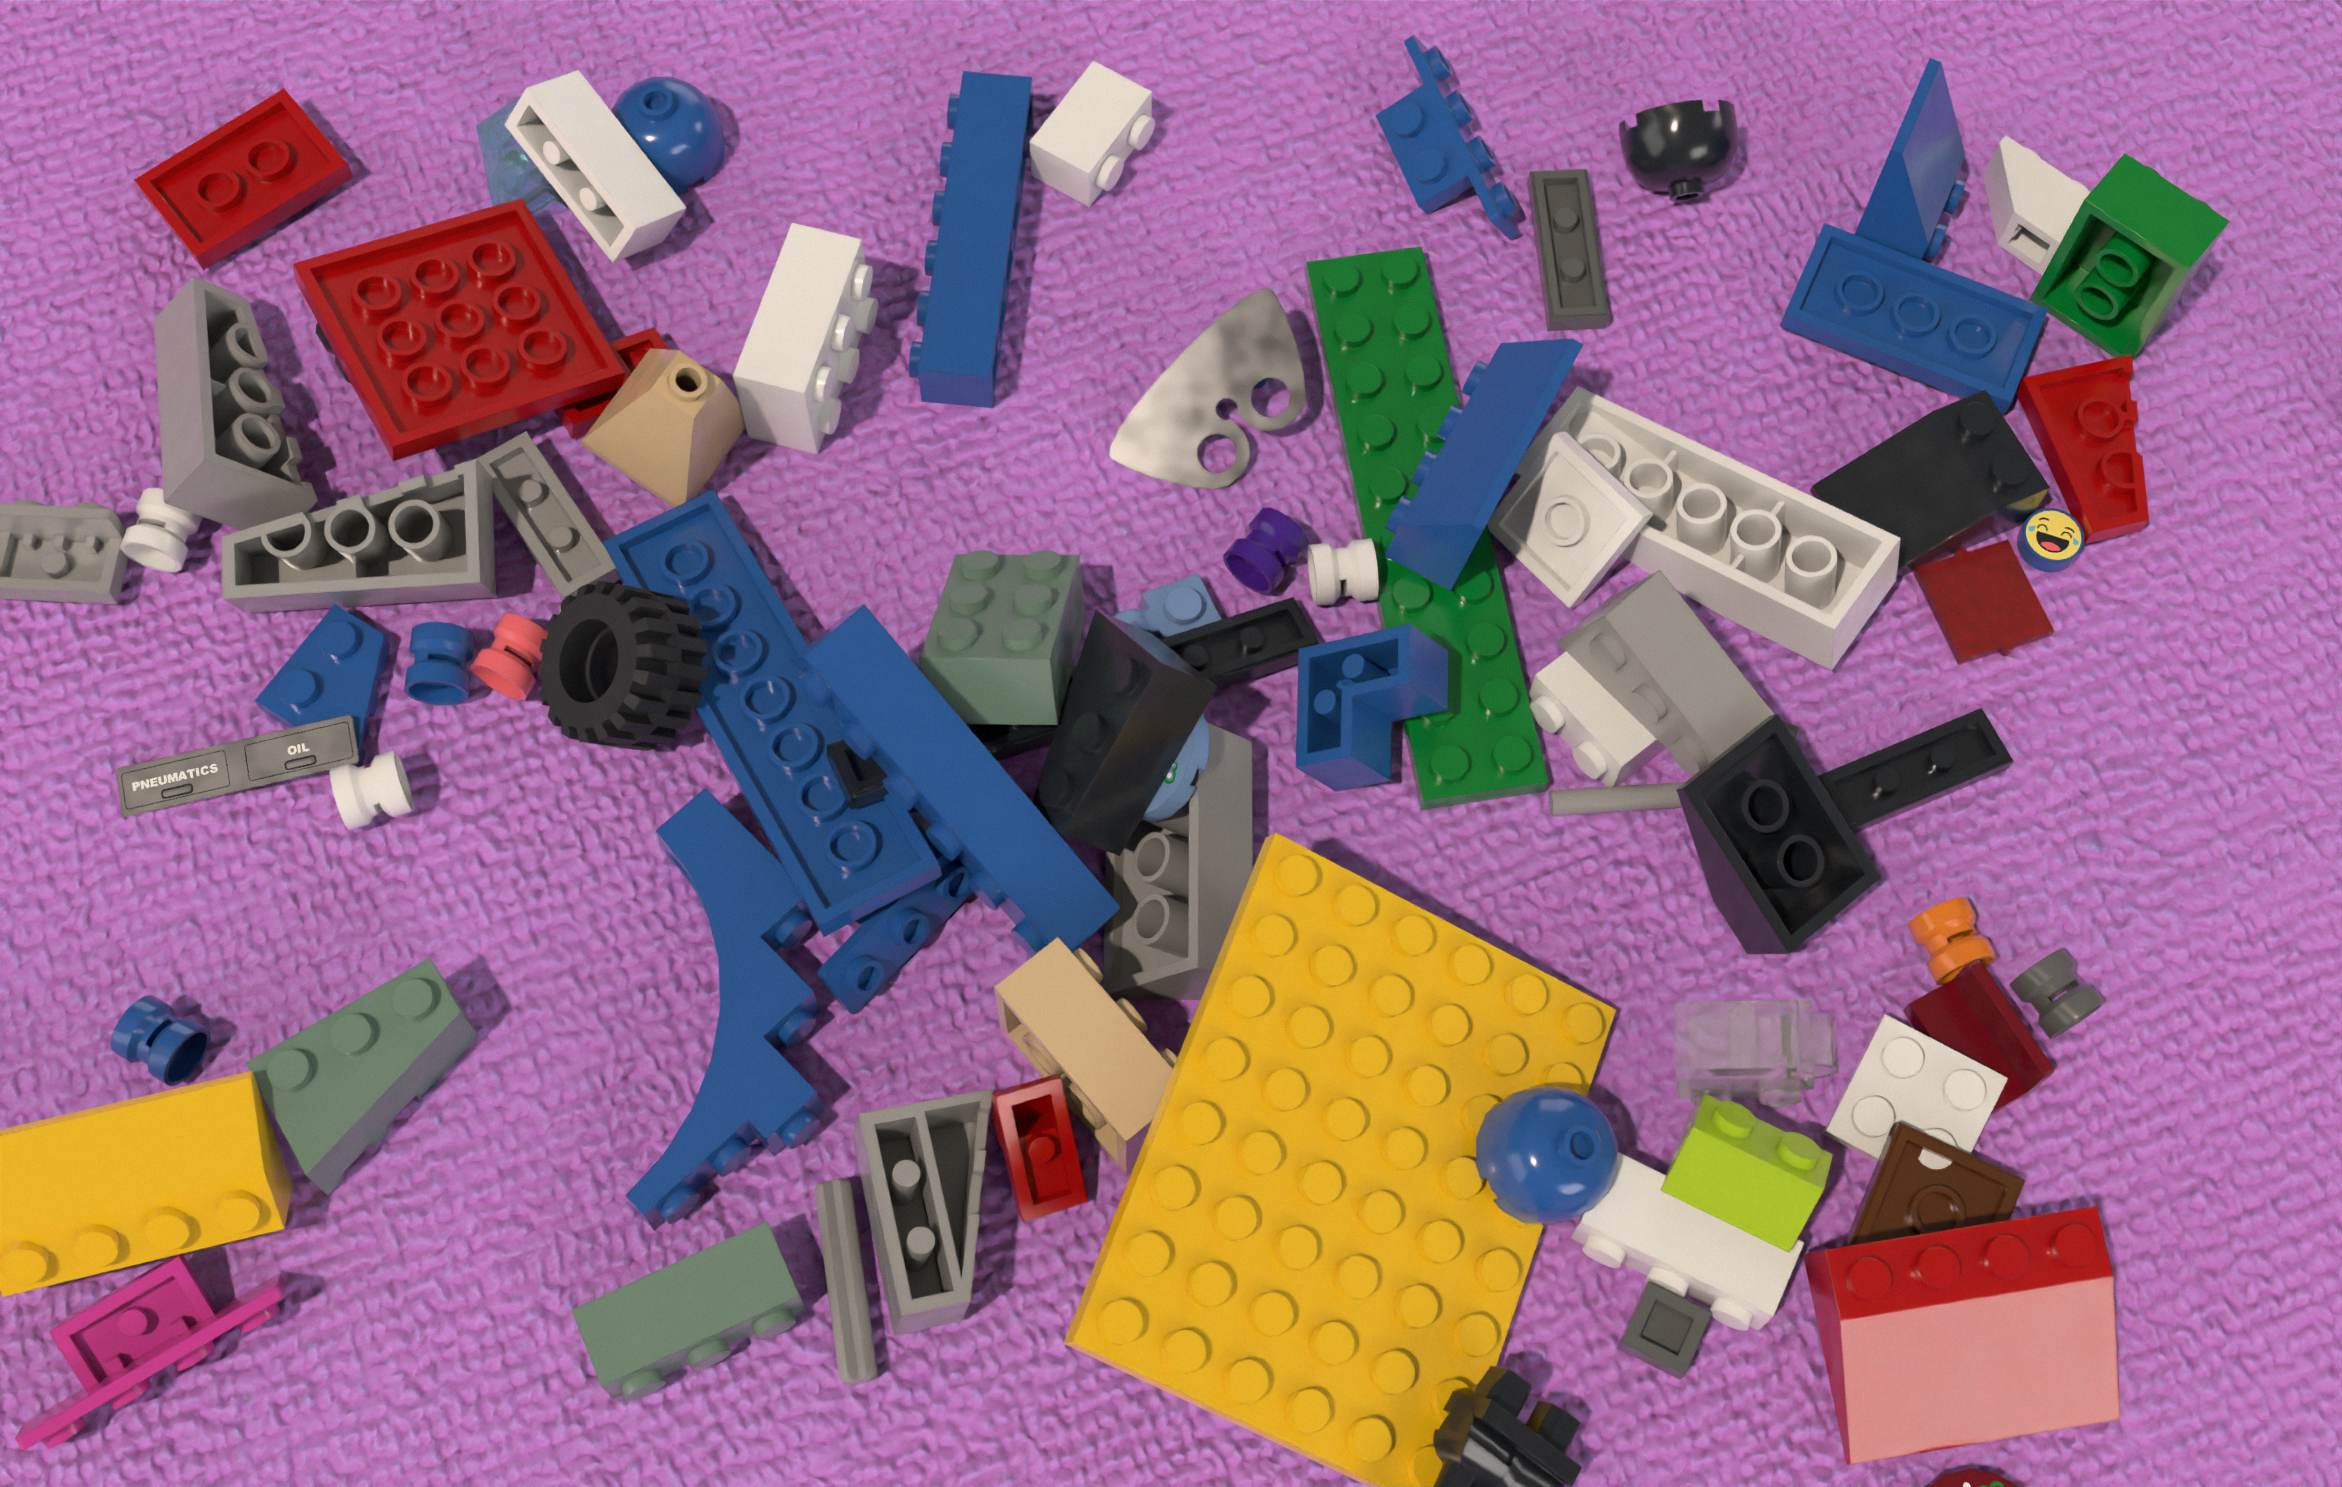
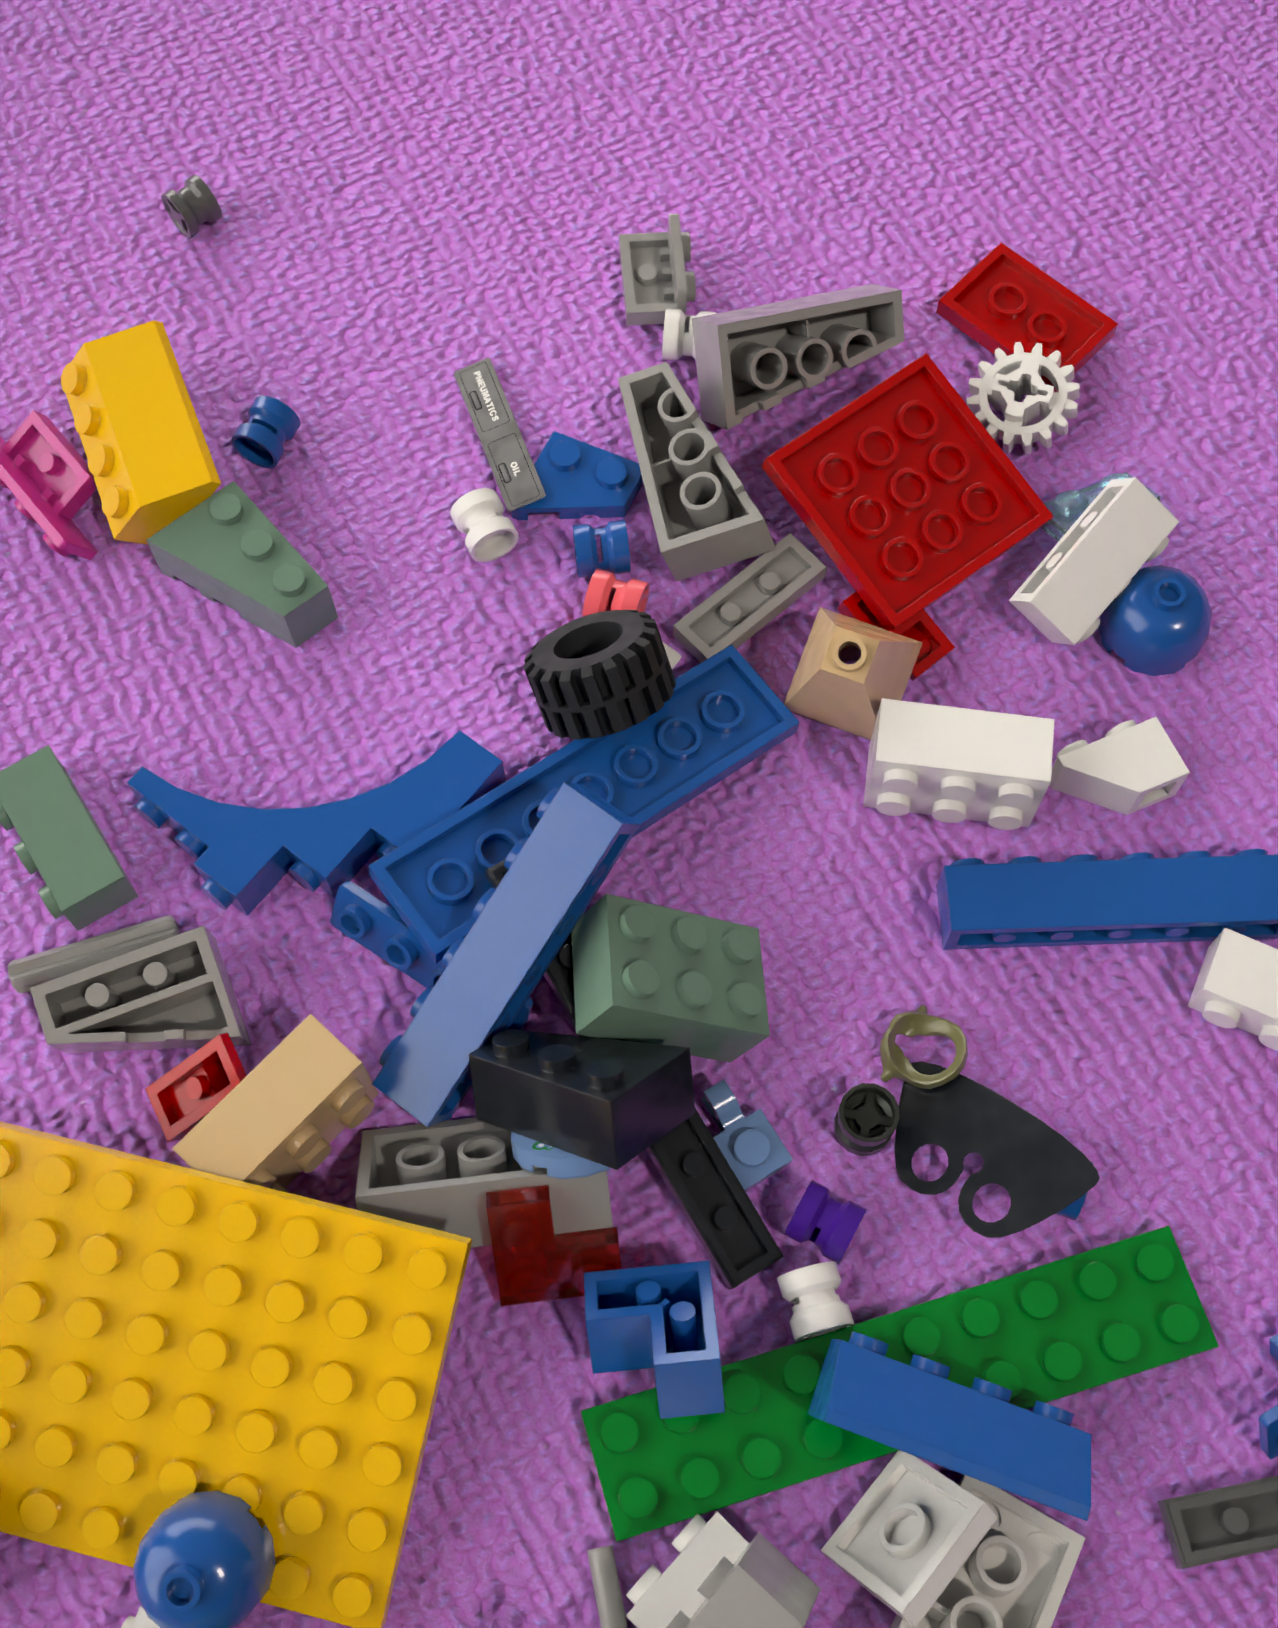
camera: 85 degrees right, 0 degrees up
(353, 173) = (1019, 375): none -> white gear
(832, 186) = (1123, 770): none -> white slope
(1071, 439) = (911, 1025): none -> olive piece
(1164, 484) = (870, 1108): none -> pearl dark grey wheel
(1270, 802) = (535, 1261): none -> clear red plate

